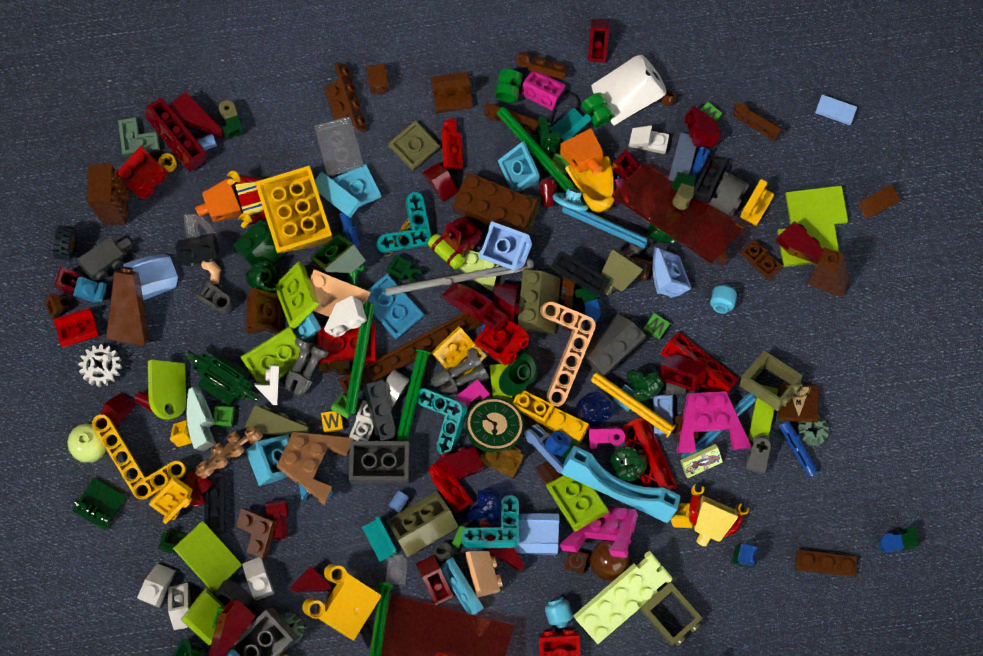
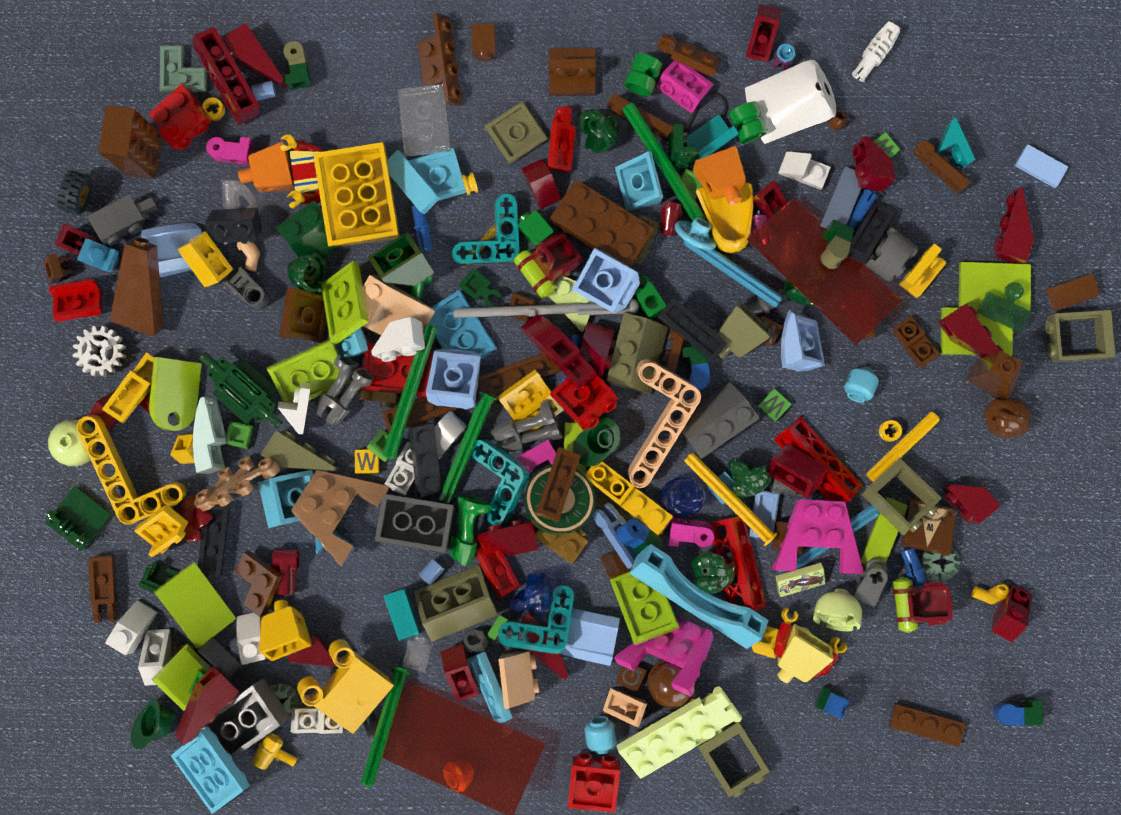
camera: 10 degrees right, 10 degrees up
(127, 555) = (103, 586): none -> reddish brown hinge
(132, 390) = (131, 390): none -> yellow slope
(178, 279) = (205, 259): none -> yellow hinge
(186, 193) = (229, 151): none -> dark pink leg
(283, 567) = (283, 632): none -> yellow torso
(320, 638) = (313, 721): none -> white slope
(383, 189) = (470, 183): none -> yellow bush
(393, 343) = (453, 378): none -> light blue slope
(421, 474) = (463, 544): none -> green piece
(438, 274) = (520, 300): none -> reddish brown tile
(440, 215) = (534, 228): none -> green brick
(480, 131) = (601, 130): none -> dark green hair
(491, 411) = (558, 484): none -> reddish brown plate
(541, 256) = (648, 298): none -> green leg
(575, 586) = (625, 707): none -> light nougat slope
(618, 53) = (784, 55): none -> dark azure piece
(690, 41) = (877, 50): none -> white hinge
(736, 480) = (838, 610): none -> yellowish green cylinder
(756, 327) = (895, 436): none -> yellow bush
(764, 99) = (954, 139): none -> teal slope
(768, 340) = (903, 446): none -> yellow axle
(802, 463) = (921, 603): none -> dark red piece
(825, 162) = (1016, 231): none -> dark red slope
(826, 223) = (1004, 310): none -> clear green plate
(829, 376) = (973, 502): none -> dark red slope
(845, 307) = (1007, 417): none -> reddish brown hair
(860, 450) = (992, 595): none -> yellow arm
(877, 461) = (1012, 613): none -> dark red slope
(909, 230) = (1103, 334): none -> olive window

